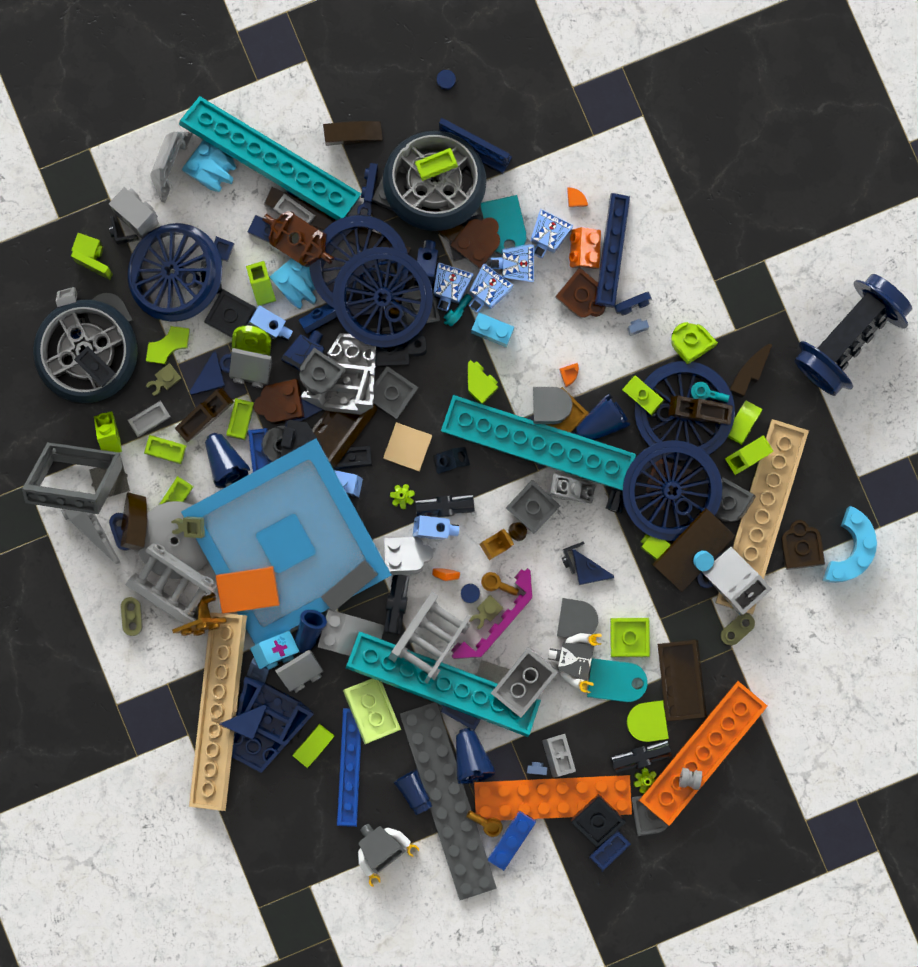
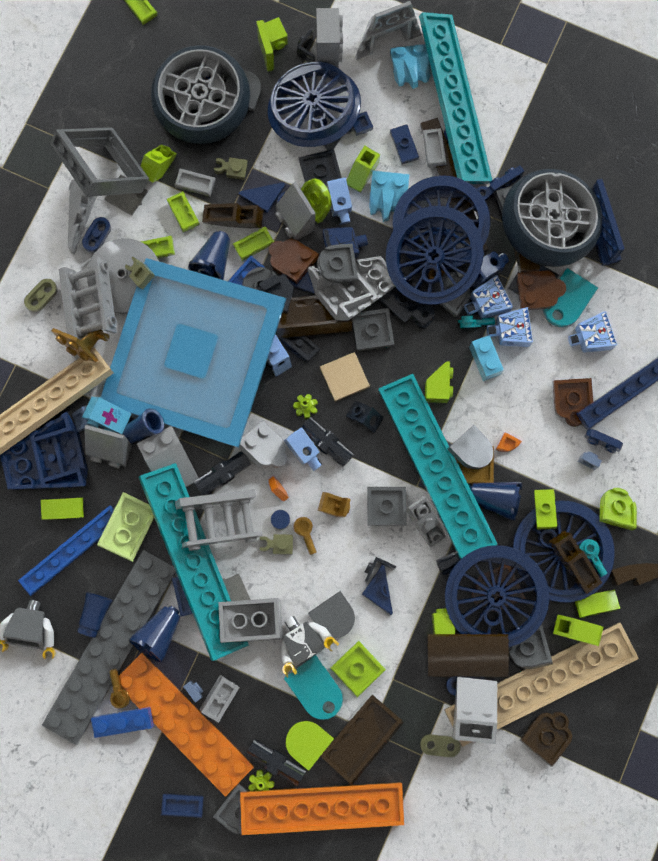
camera: 45 degrees right, 5 degrees down
(66, 296) = (226, 48): light grey tile -> none
(95, 366) = (193, 104): black plate -> none
(134, 522) = (109, 234): dark brown slope -> none
(175, 339) = (251, 147): lime tile -> none
(245, 723) = (31, 442): dark blue tile -> none
(247, 590) = (133, 356): orange tile -> none
(311, 240) = (418, 175): reddish brown plate -> none
(317, 318) = (375, 230): dark blue plate -> none
(349, 585) = (202, 423): dark grey tile -> none
(352, 132) = (528, 136): dark brown slope -> none
(436, 164) = (565, 204): lime tile -> none
(446, 79) = (628, 166): dark blue tile -> none
(516, 263) = (550, 330): torso -> none
(517, 531) = (358, 511): dark brown plate -> none
(524, 583) = (233, 554): magenta slope -> none
(576, 198) = (637, 331): orange tile -> none
(585, 248) = (608, 370): orange bracket -> none
(598, 820) = (196, 775): black tile -> none
(690, 778) = (292, 818): light grey wheel -> none
(703, 560) = (466, 670): medium azure tile -> none
(863, 549) = (590, 787): medium azure brick -> none

